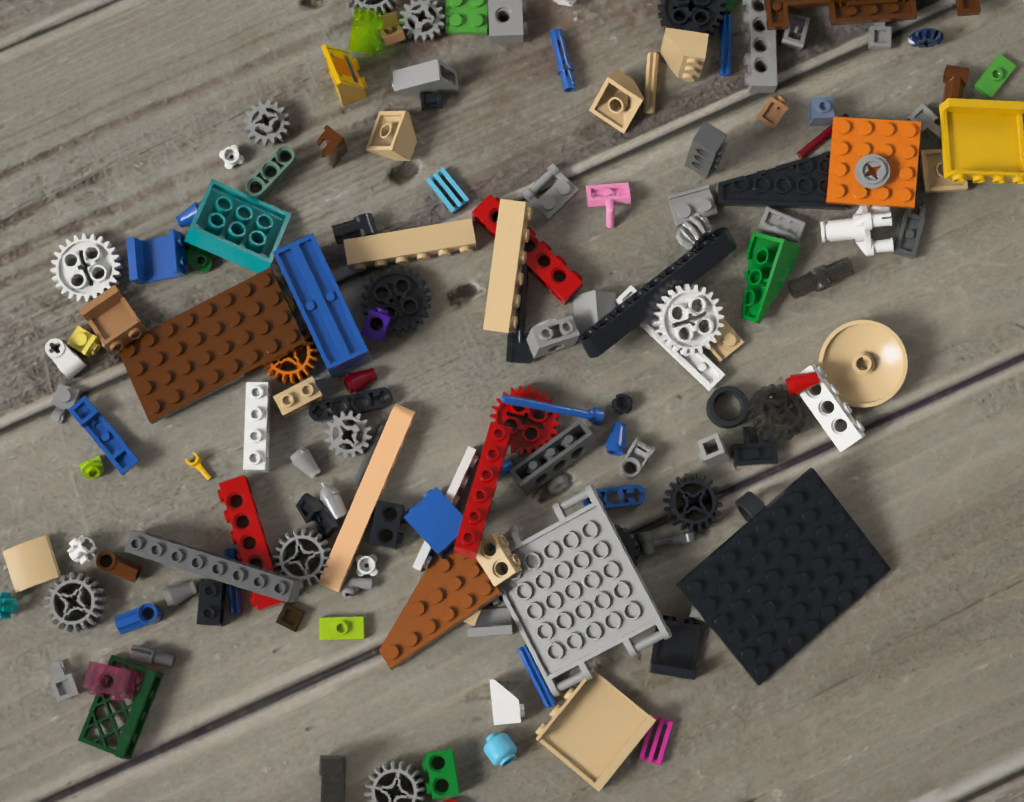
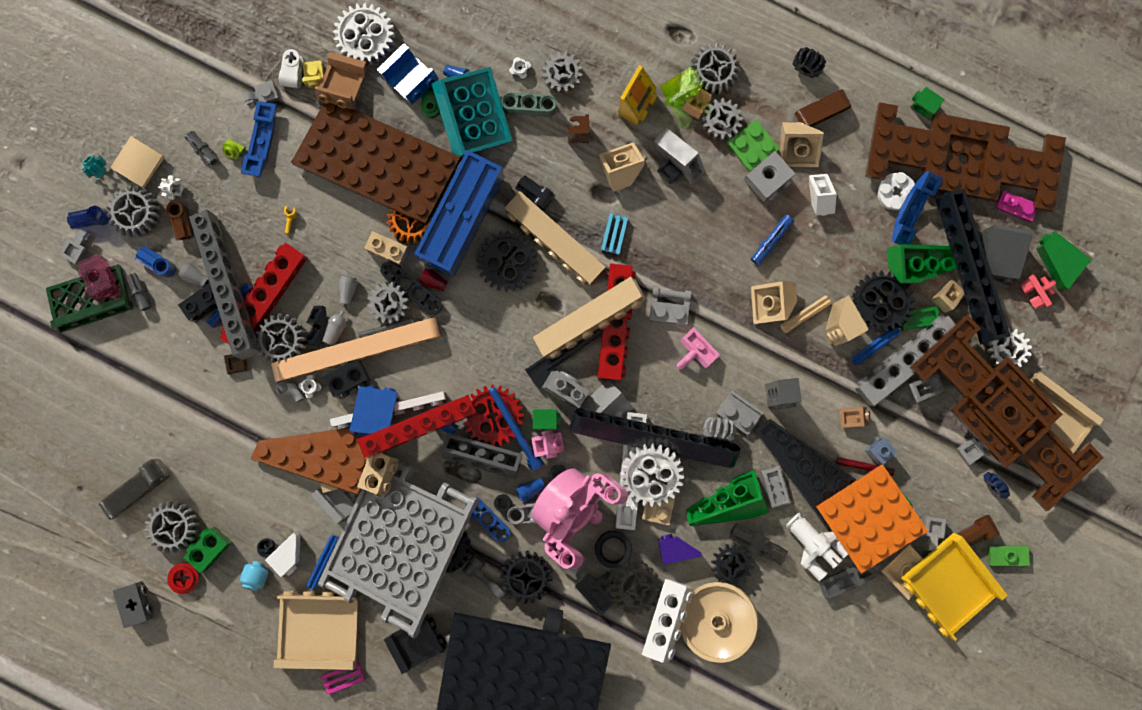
camera: 50 degrees right, 5 degrees up
(45, 650) = (87, 217): none -> clear blue piece
(68, 495) = (201, 148): none -> dark grey pin
(257, 427) = (344, 237): white brick -> none
(341, 628) = (254, 403): lime plate -> none
(372, 332) = (470, 265): dark purple brick -> none
(482, 718) = (266, 547): none -> black plate
(566, 374) = (546, 419): none -> green brick
(589, 390) = (548, 444): none -> bright pink brick
(613, 468) = (496, 502): none -> black bush
(661, 409) = (568, 506): none -> bright pink piece
(770, 352) = (675, 549): none -> dark purple slope
(801, 382) = (668, 589): red cone -> none
(815, 308) = (733, 555): none -> black gear
(874, 161) = (871, 520): light grey gear -> none

